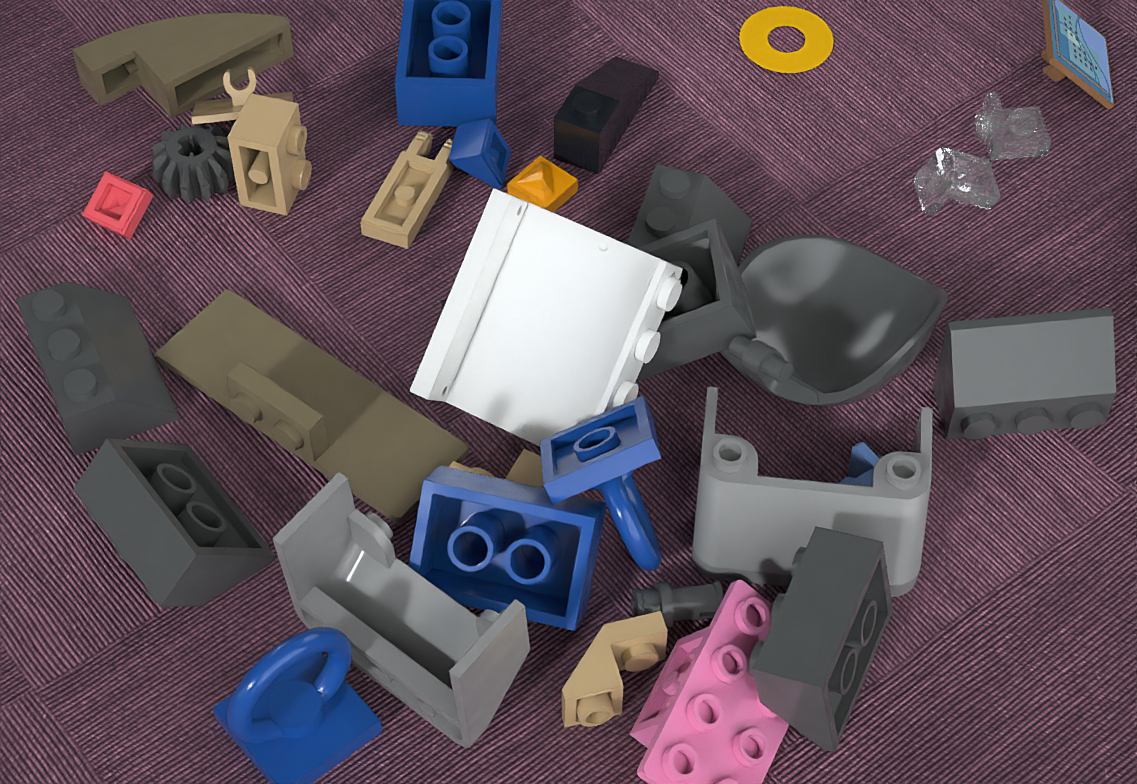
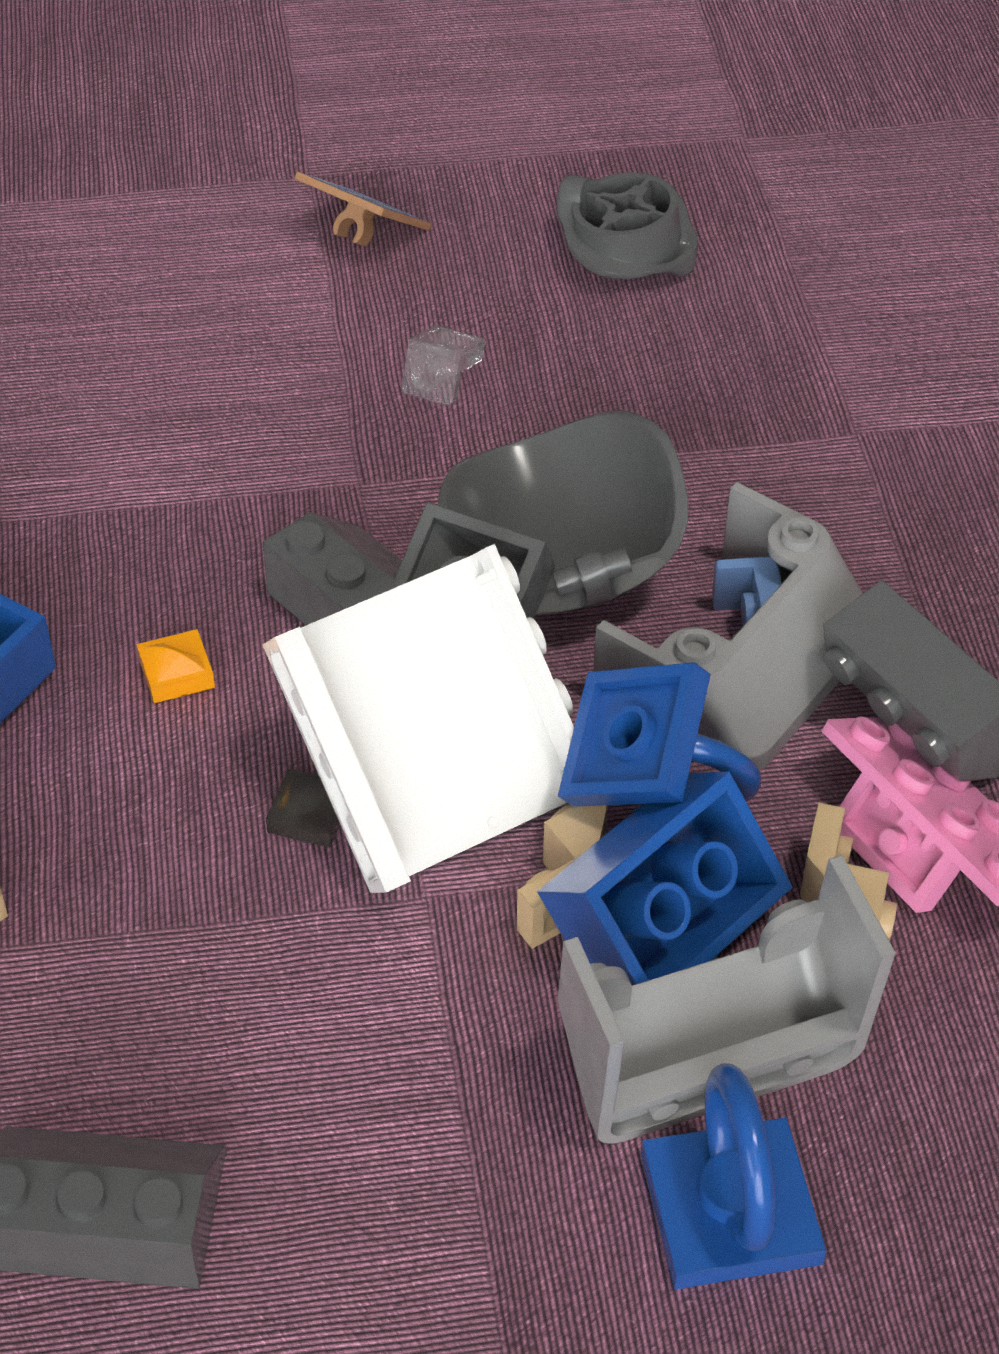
camera: 60 degrees left, 5 degrees down
(170, 521) = (394, 1213): dark grey slope -> none
(311, 403) = (307, 1006): dark tan bracket -> none
(408, 193) = (89, 779): tan hinge -> none
(481, 151) = (88, 688): blue slope -> none
(600, 113) = (125, 569): black slope -> none
(678, 602) = (790, 806): dark grey pin -> none
(757, 48) = (106, 387): yellow piece -> none
(1011, 131) = (406, 296): clear bracket -> none
(1026, 373) = (723, 413): slope -> none

